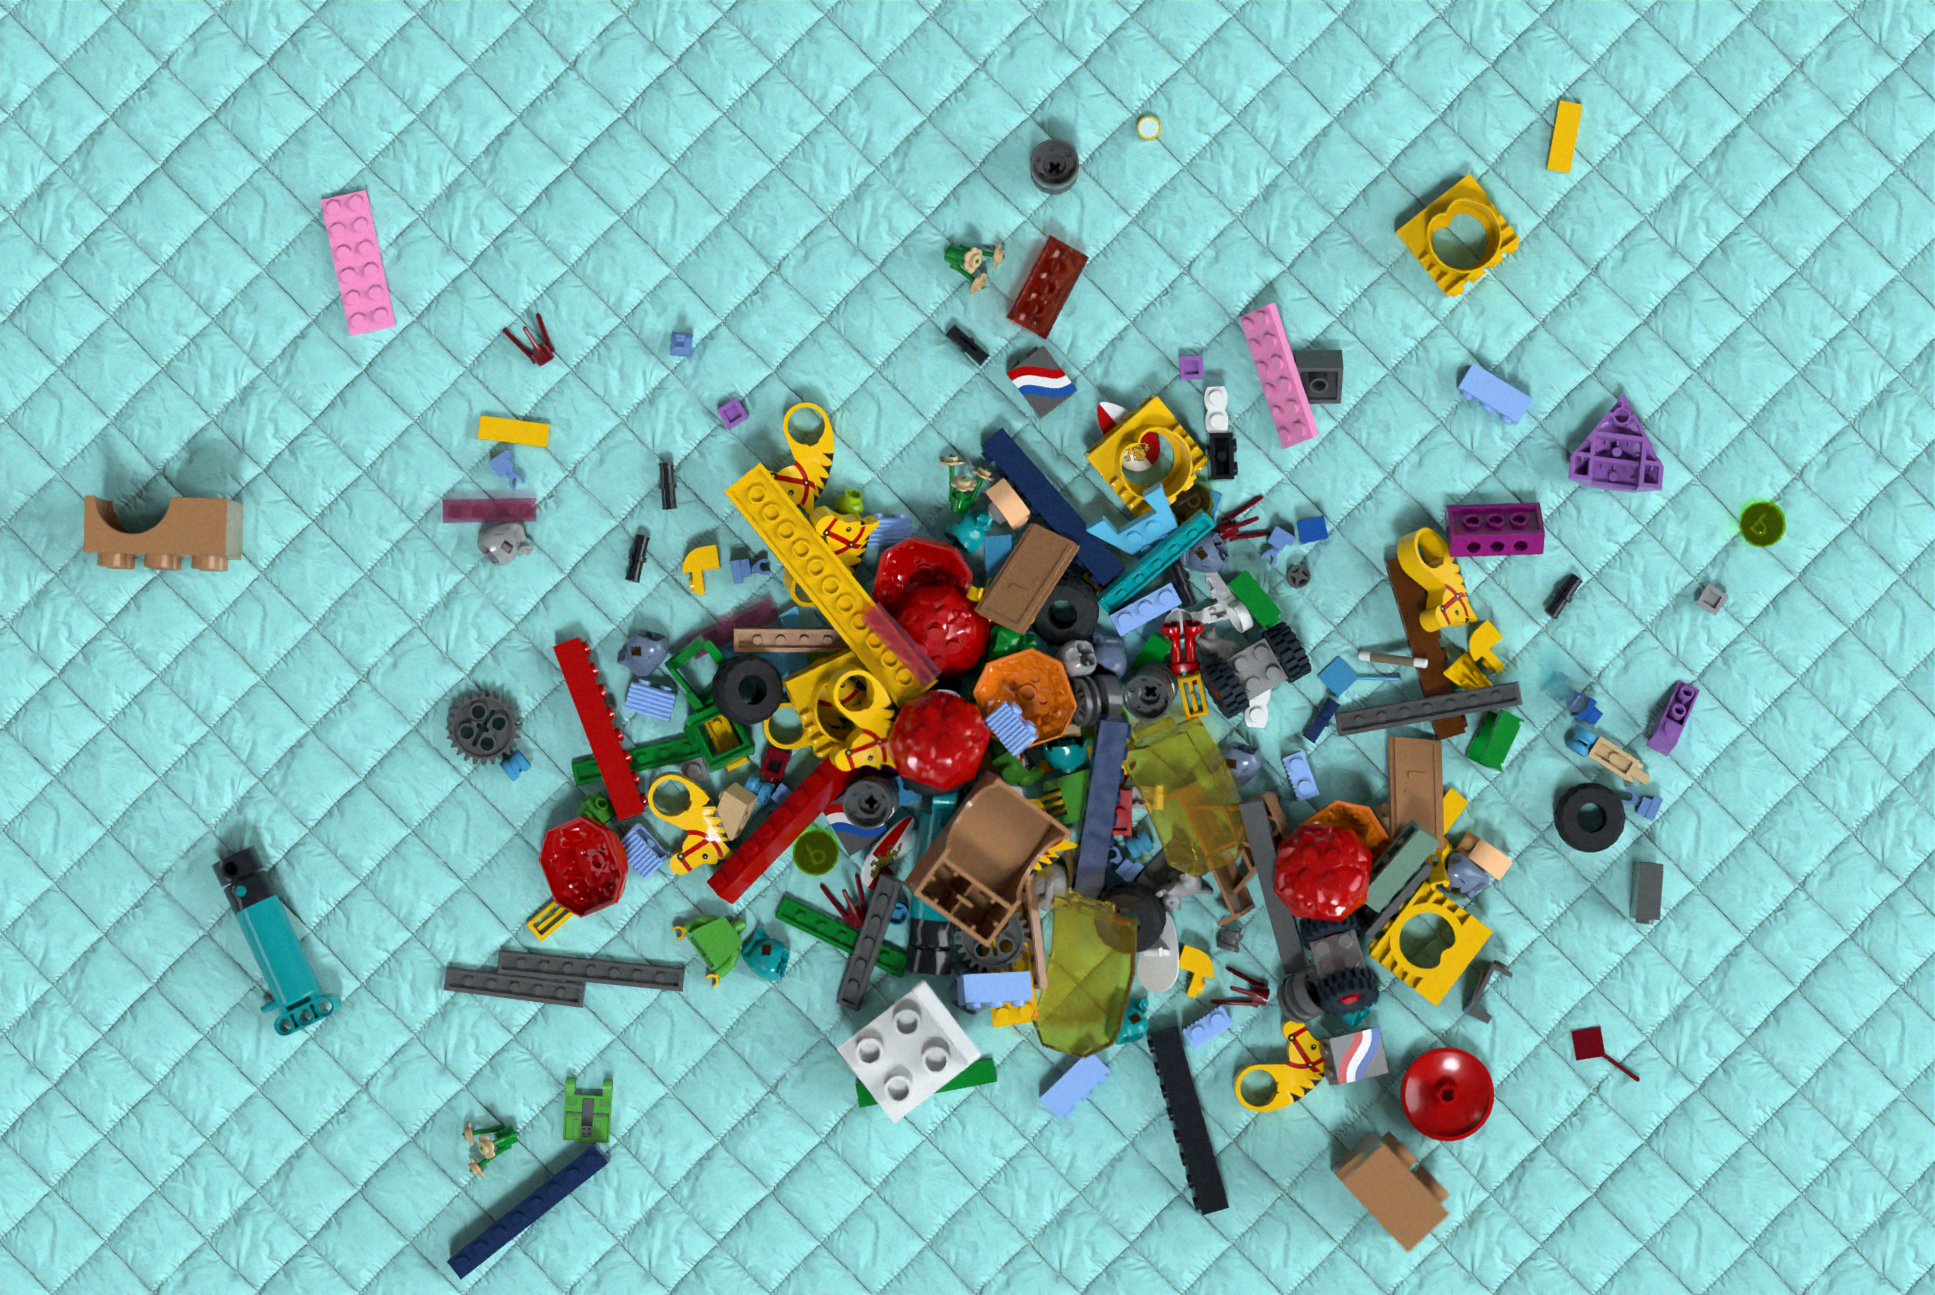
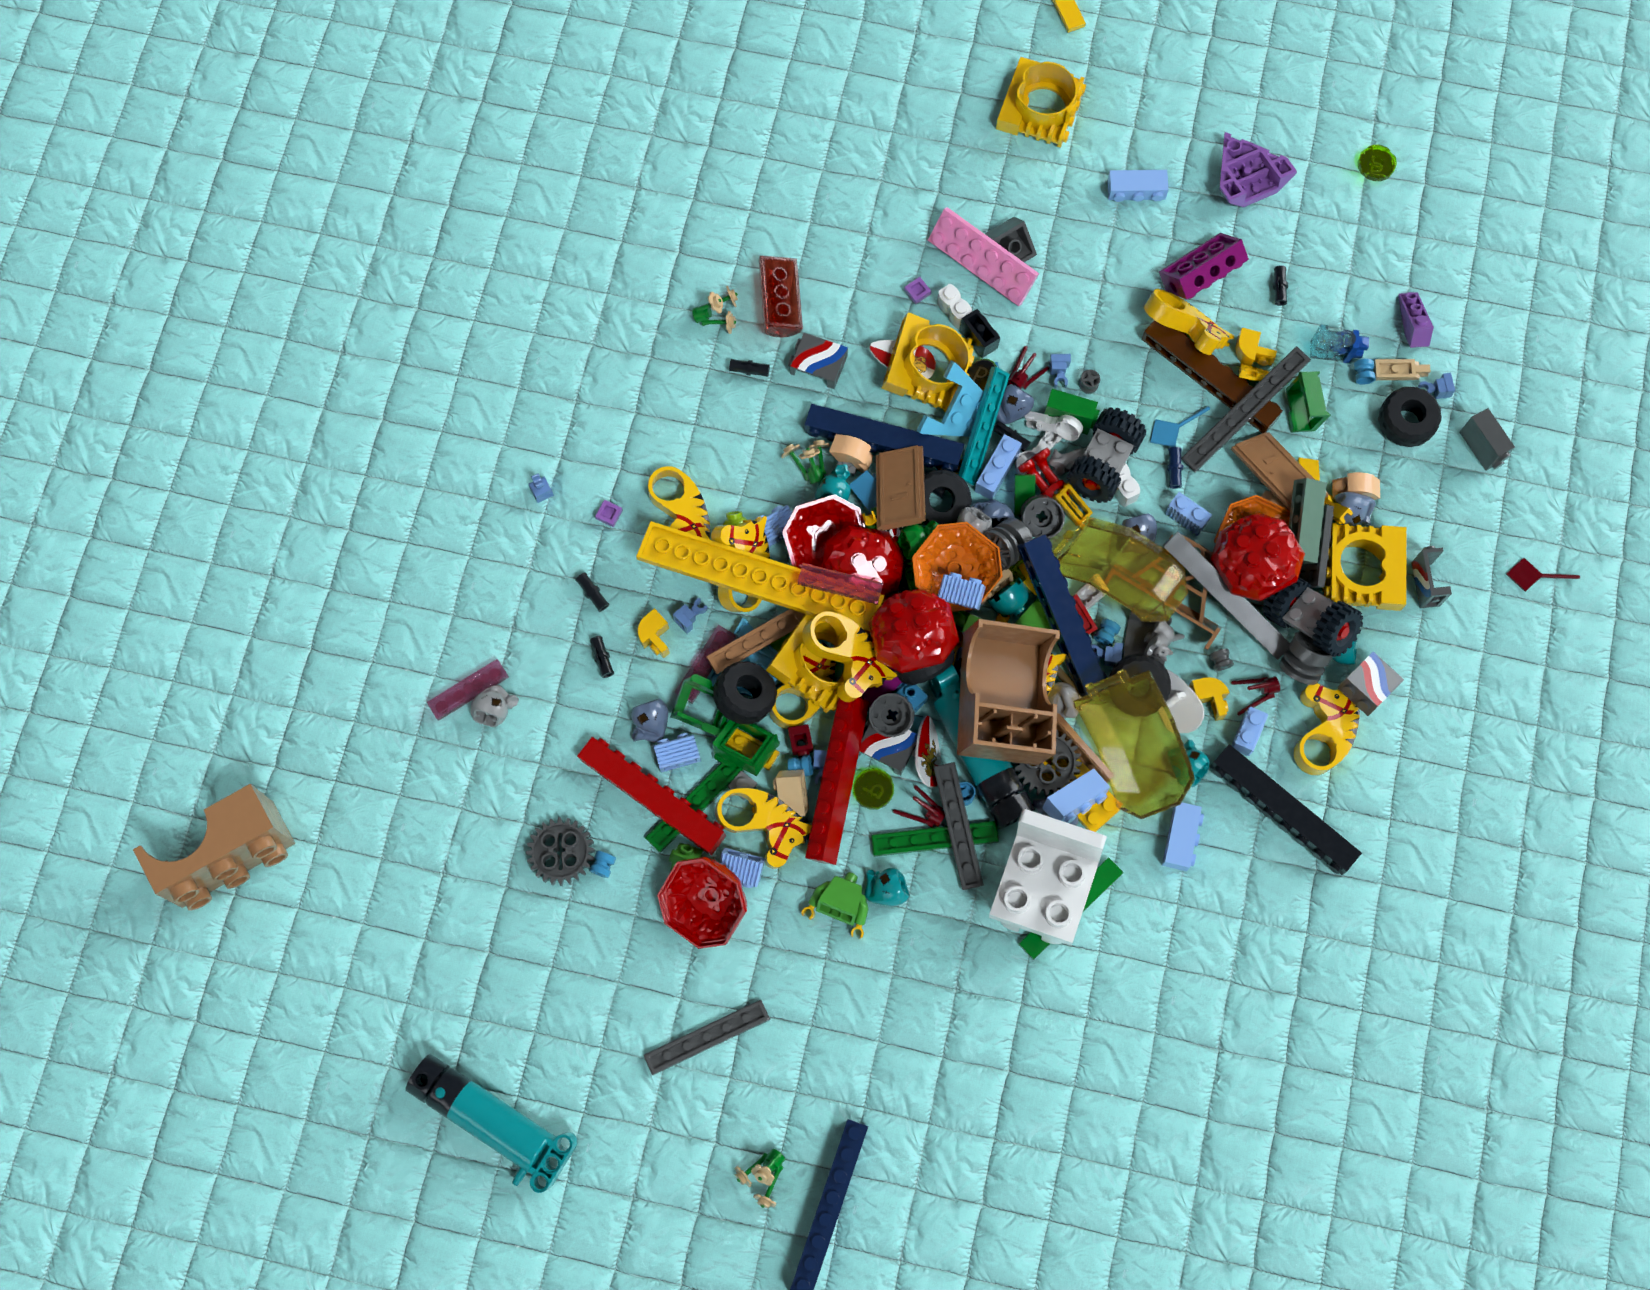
camera: 35 degrees left, 15 degrees down
(358, 263) = (262, 575): bright pink plate -> none
(503, 465) = (458, 651): medium blue piece -> none
(513, 431) = (452, 623): yellow tile -> none
(536, 930) = (697, 982): yellow tile -> none
(541, 353) = (439, 554): dark red plant -> none
(587, 1116) = (828, 1102): bright green flag -> none
(591, 970) = (758, 986): dark grey tile -> none
(1054, 153) = (733, 214): dark grey wheel -> none
(1148, 128) = (781, 158): light aqua tile -> none
(1312, 530) = (1078, 343): blue panel -> none
(1393, 659) = (1196, 394): dark tan bar -> none
(1398, 1199) = (1477, 750): medium nougat piece -> none
(1447, 1094) = (1456, 669): red dish -> none
(1711, 599) = (1381, 228): light grey plate -> none

